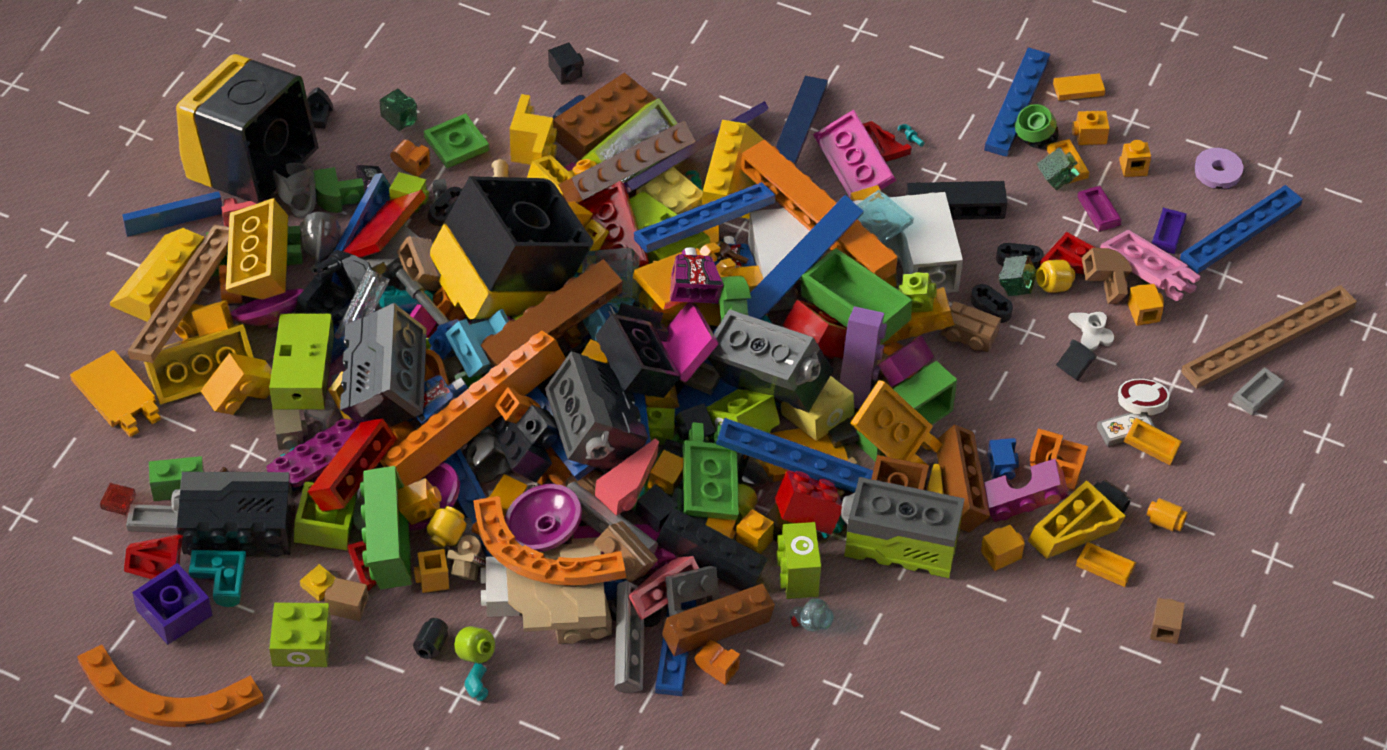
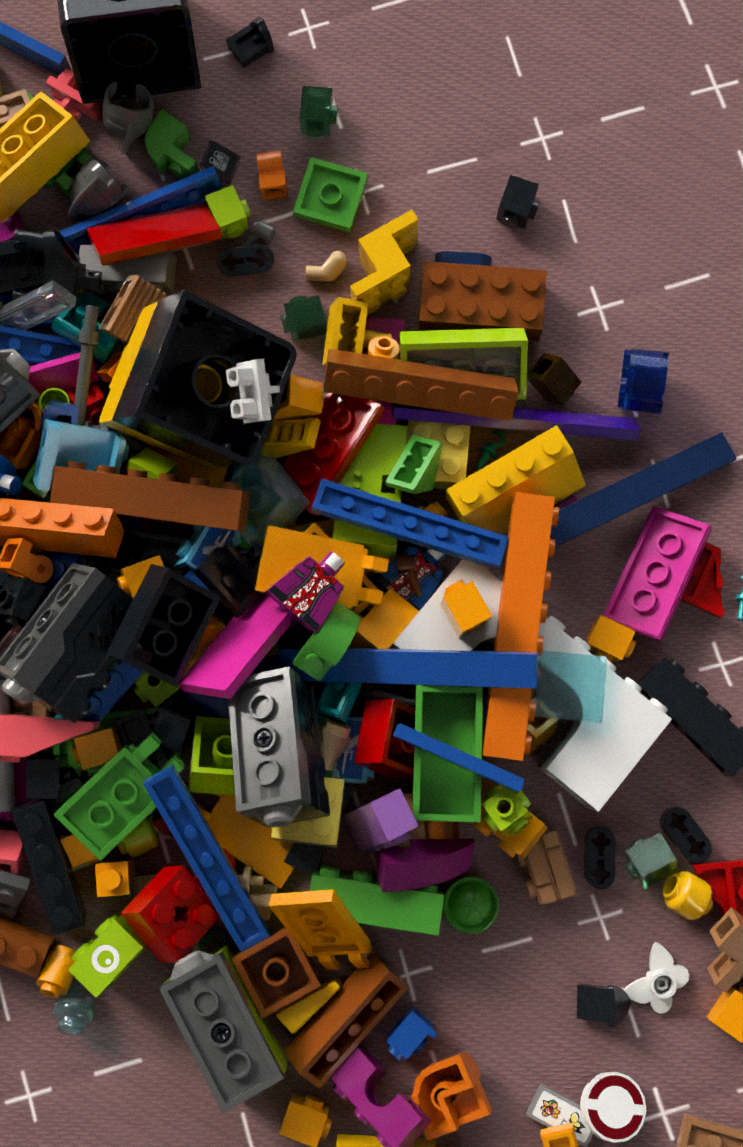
camera: 55 degrees right, 30 degrees up
(555, 204) = (254, 391): none -> white hips
(671, 198) = (416, 466): none -> bright green slope
(693, 114) = (553, 379): none -> dark brown brick
(737, 80) = (643, 380): none -> clear blue brick
(782, 220) = (465, 607): none -> light orange brick
(786, 603) = (54, 975): none -> light orange brick
(865, 277) = (458, 758): none -> blue tile
(965, 374) = (471, 904): none -> bright green hat

